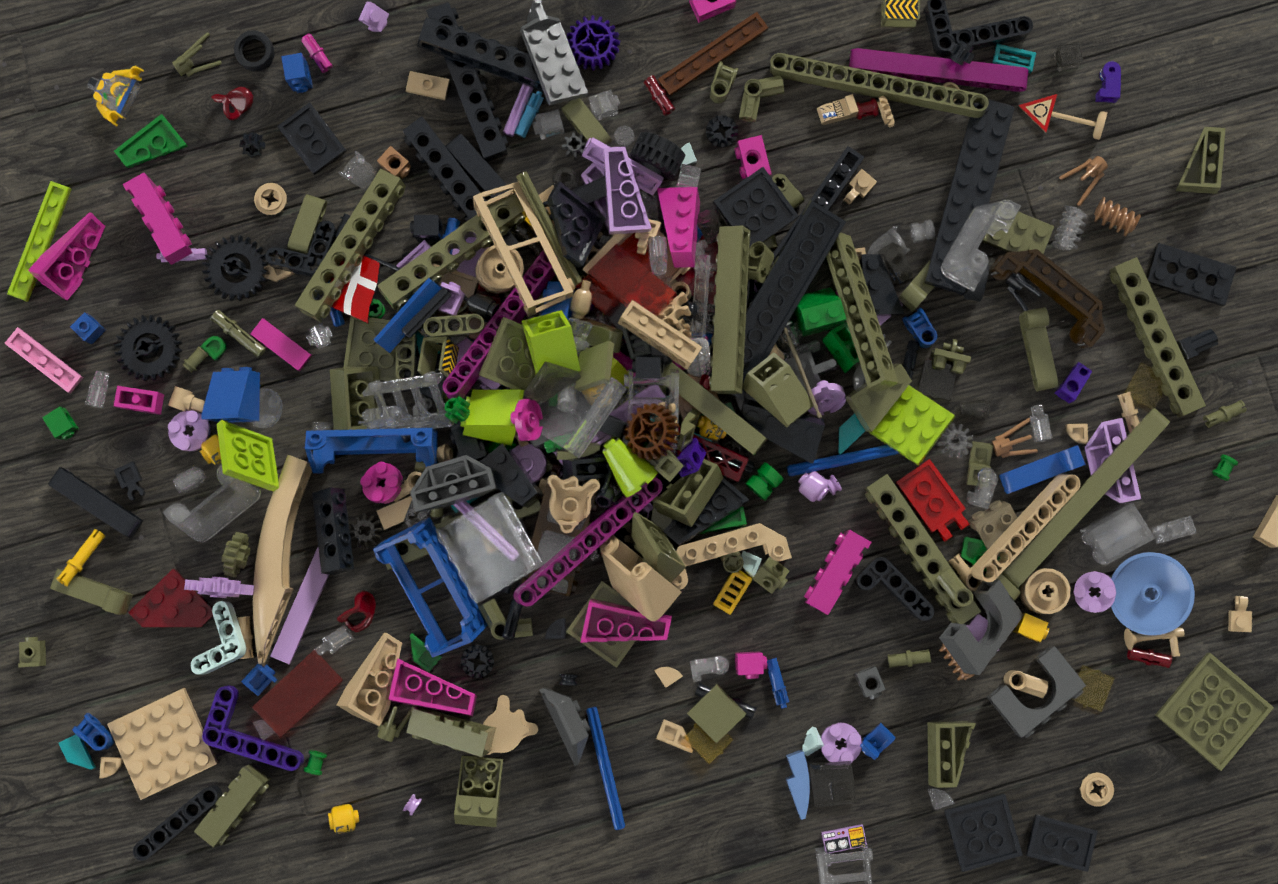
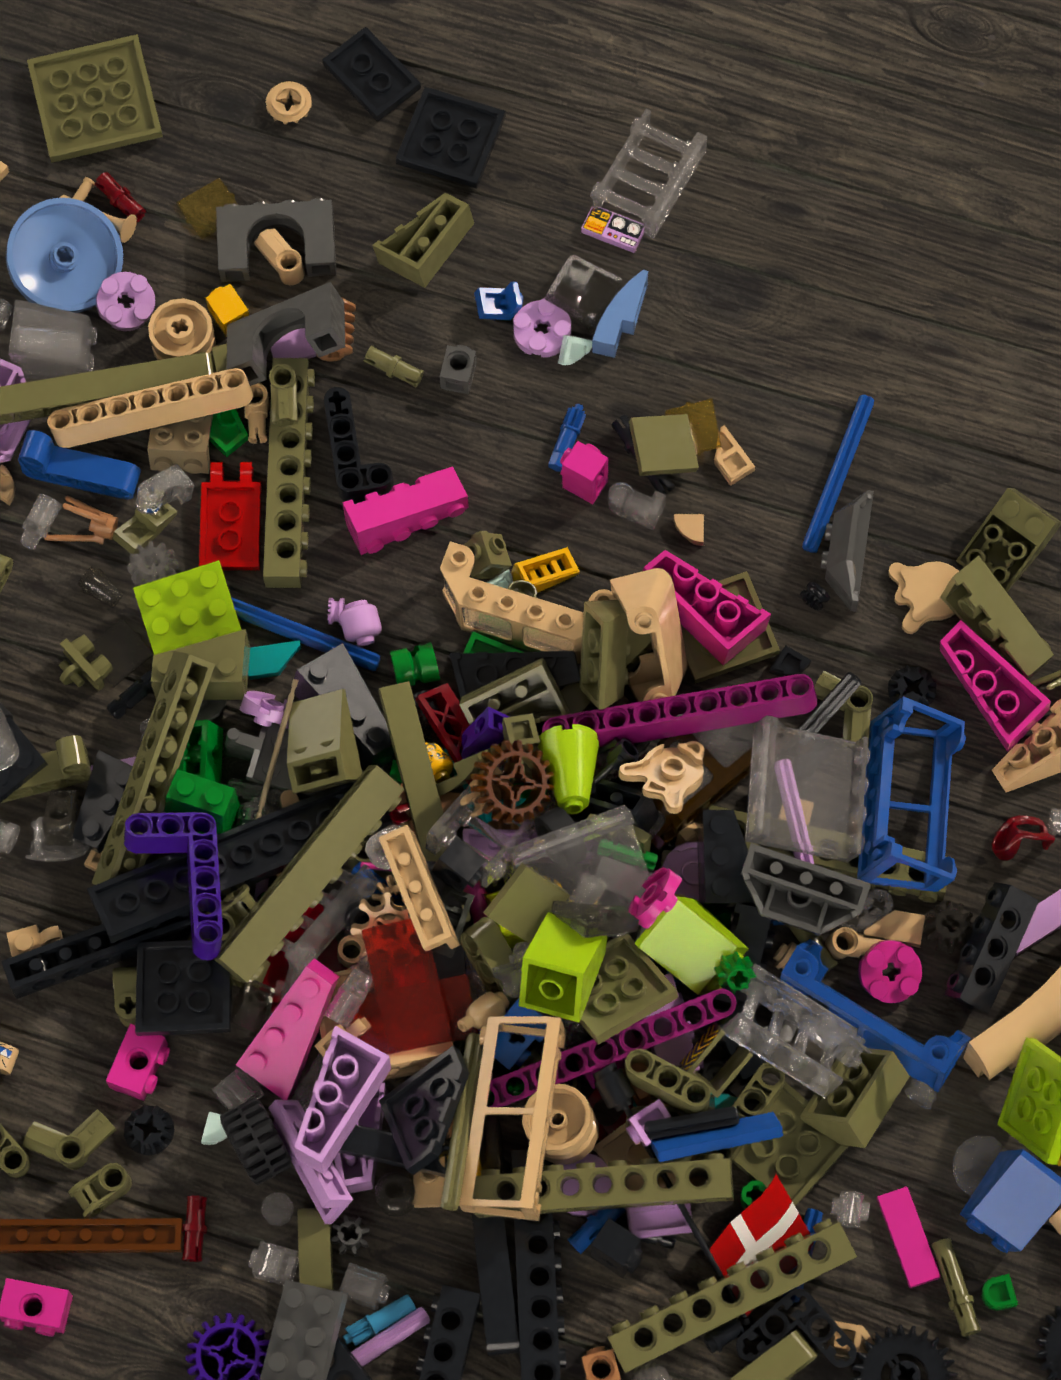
camera: 140 degrees left, 15 degrees down
(195, 359) = (1035, 1291): olive pin -> none
(421, 655) = (977, 740): green tile -> none
(790, 267) = (200, 872): none -> dark purple beam
(920, 327) = (92, 724): blue piece -> none
(939, 798) = (475, 199): clear tile -> none

